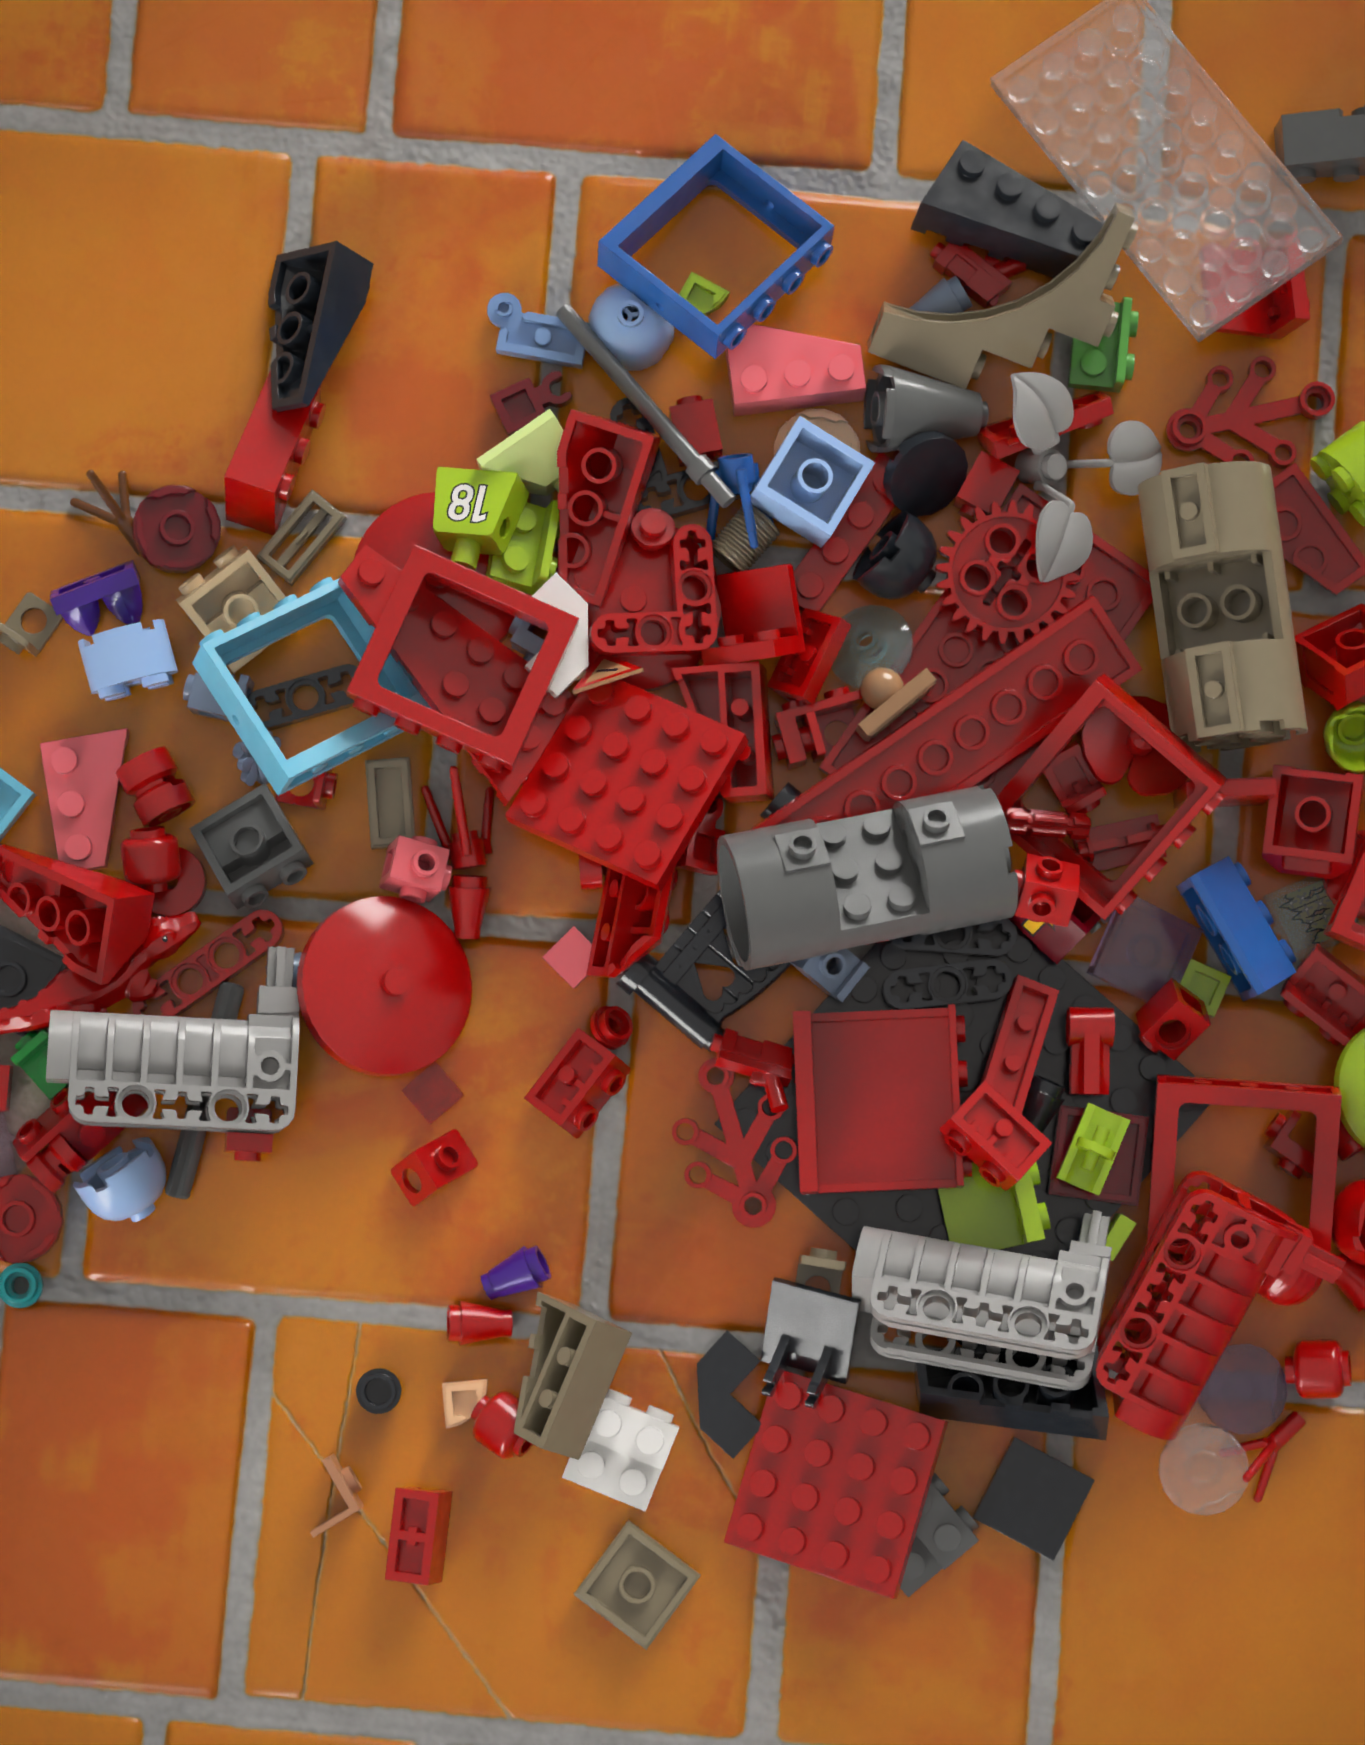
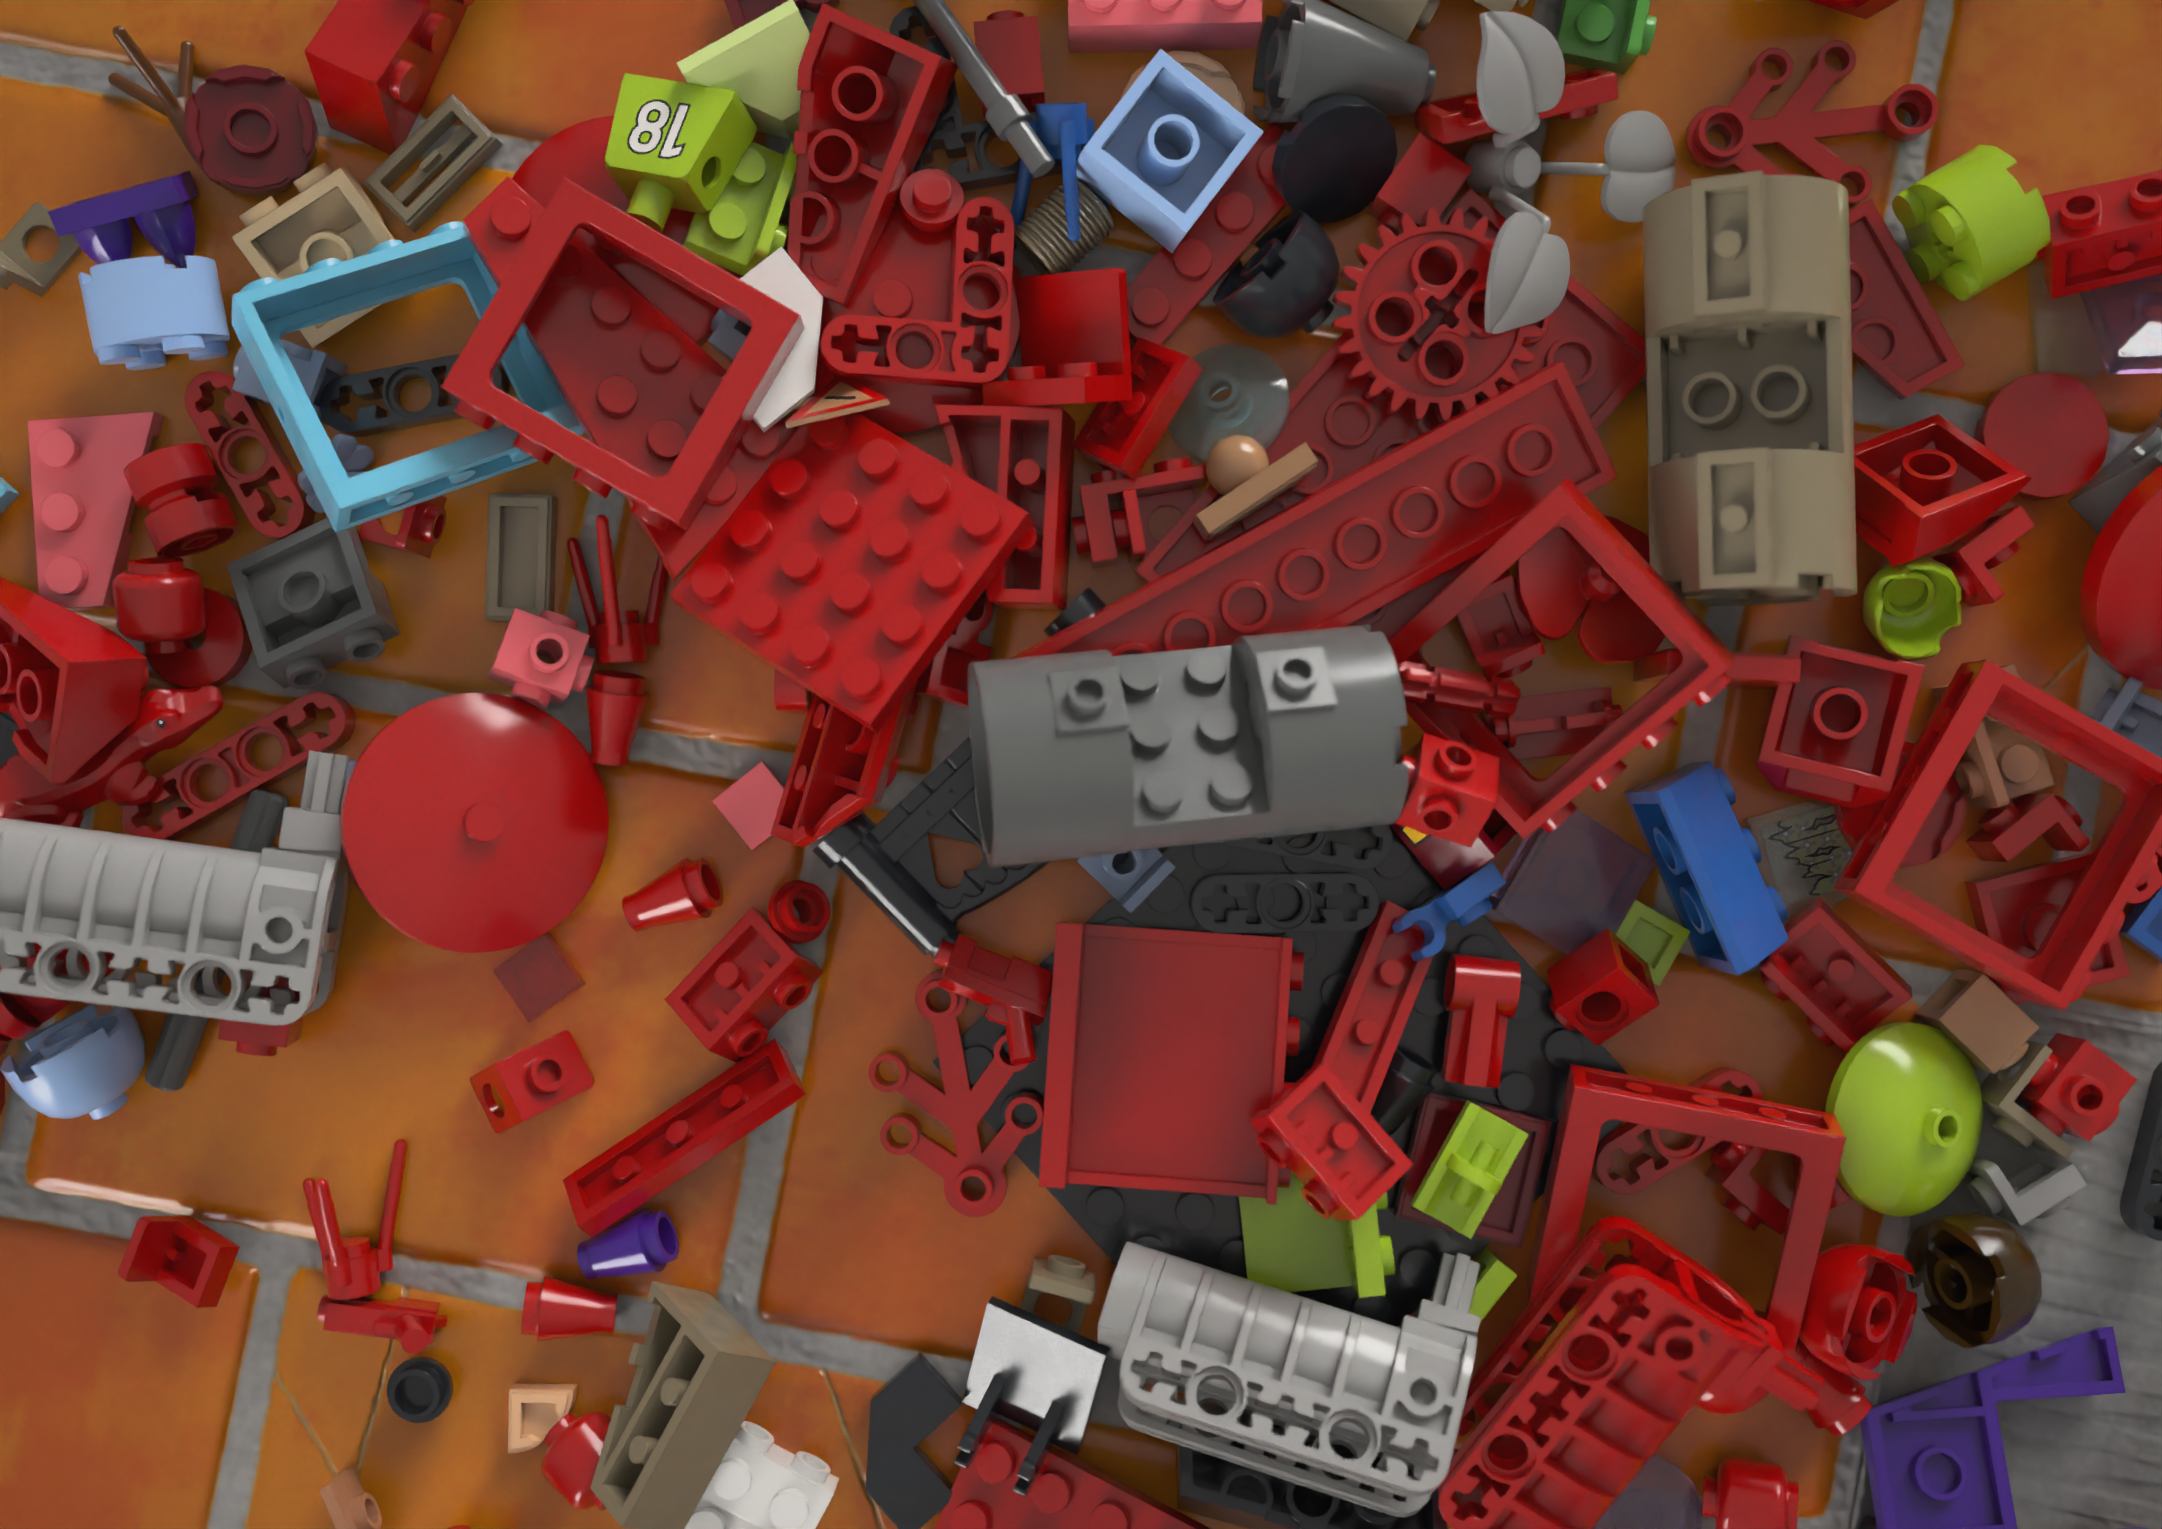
camera: 10 degrees right, 5 degrees up
(186, 719) = (210, 425): none -> red beam
(204, 1313) = (180, 1257): none -> red bracket
(322, 1306) = (350, 1262): none -> red plant
(347, 1341) = (405, 1319): none -> red piece
(524, 1025) = (677, 895): none -> red cone
(547, 1192) = (683, 1138): none -> red plate
(1069, 970) = (1461, 901): none -> blue plate
(1219, 1146) = (1643, 1167): none -> red beam

